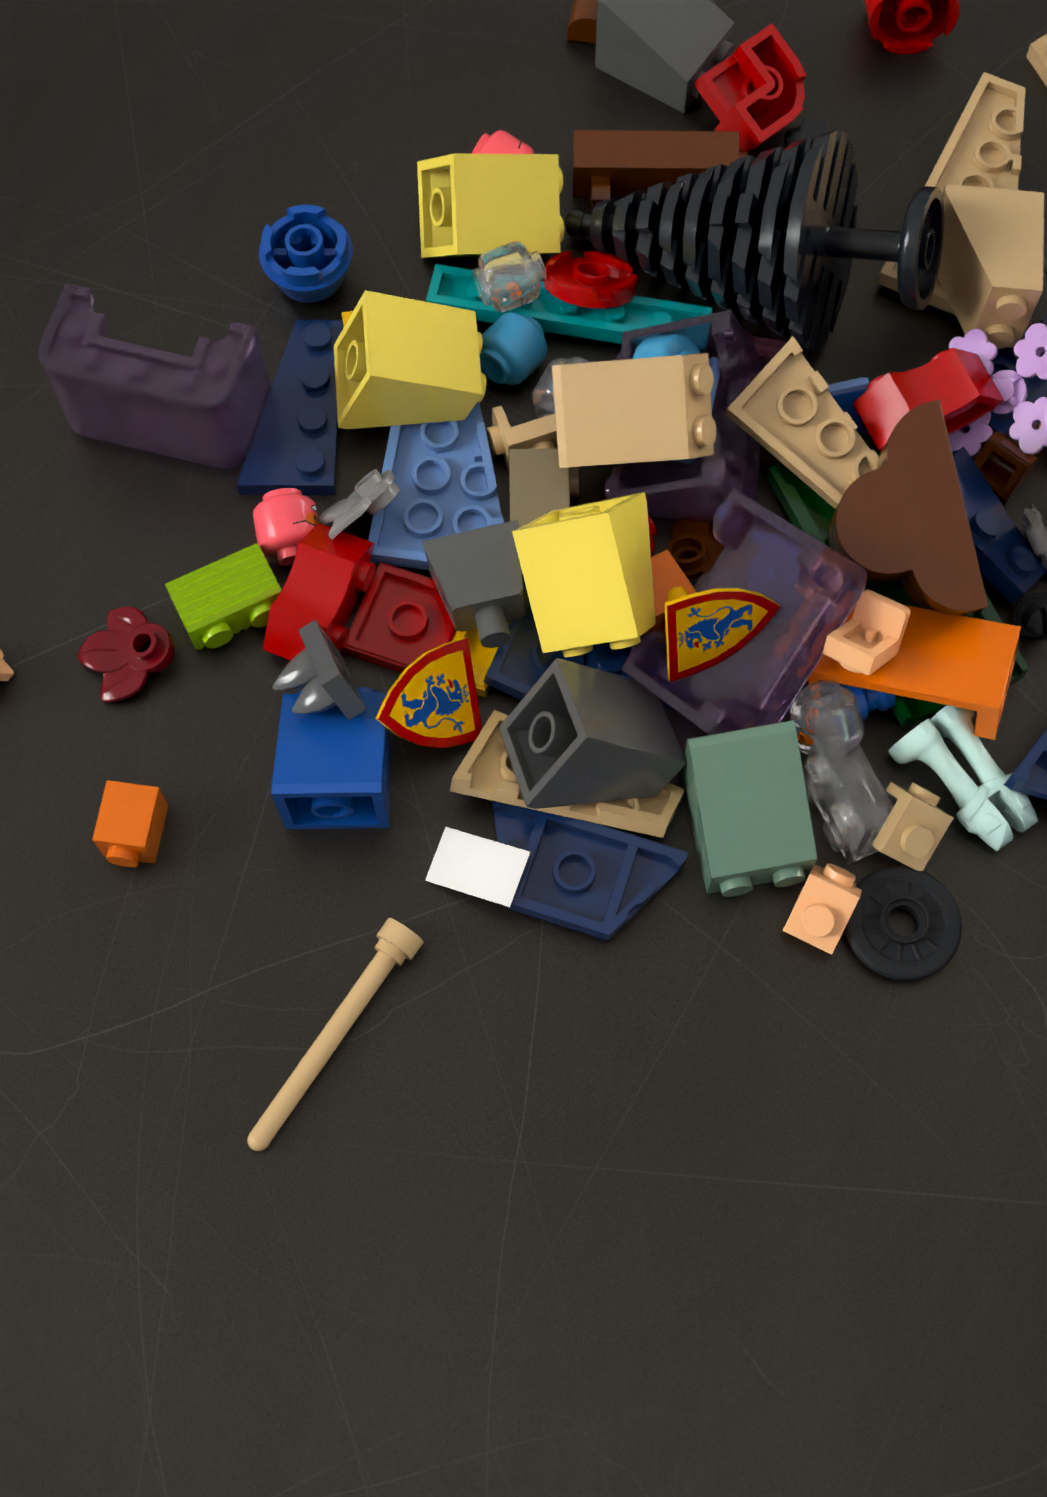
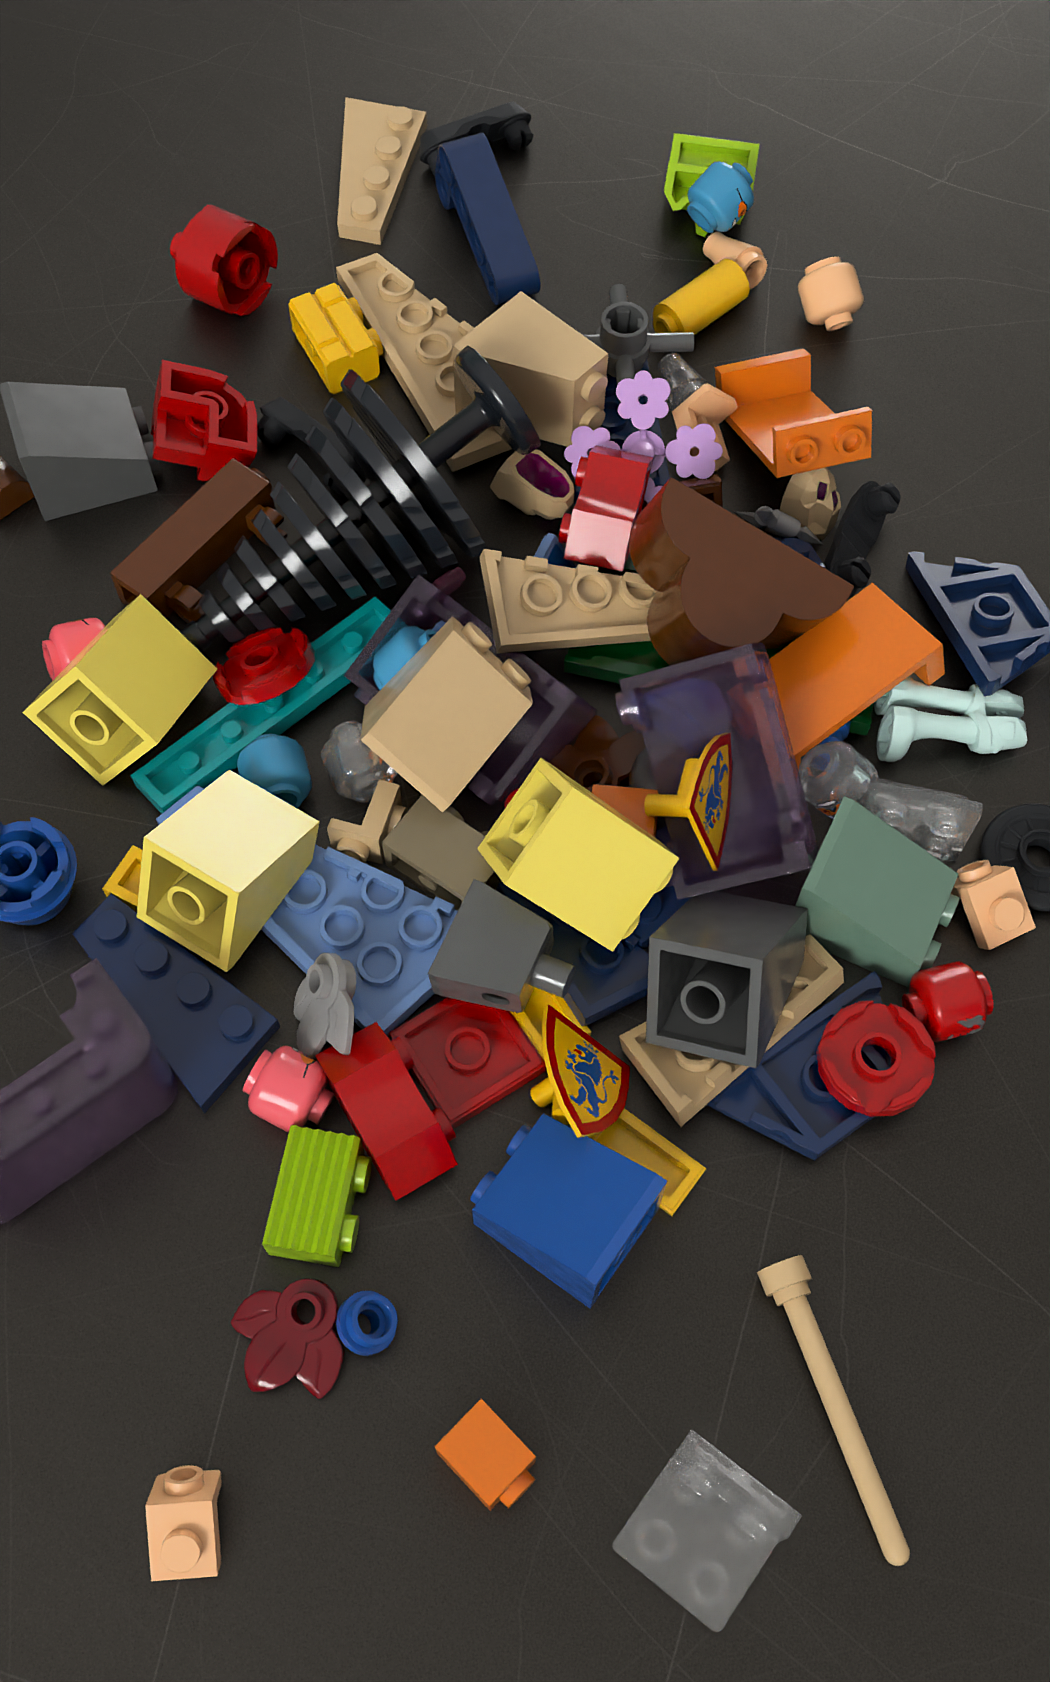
camera: 55 degrees left, 5 degrees down
(179, 996) = (704, 1531): none -> clear bracket
(182, 695) = (381, 1316): none -> blue plate
(323, 674) = (466, 1159): dark grey tile -> none
(415, 790) = (651, 1150): none -> yellow tile
(477, 866) = (762, 1156): white sticker -> none
(509, 276) = (213, 721): clear head -> none
(609, 925) = (868, 1089): none -> red tile
(706, 921) = (949, 1000): none -> red head
(870, 636) = (805, 688): light nougat bracket -> none
(909, 336) = (534, 485): none -> tan rock
(912, 826) = (968, 779): tan bracket -> none
(918, 118) = (335, 336): none -> yellow brick

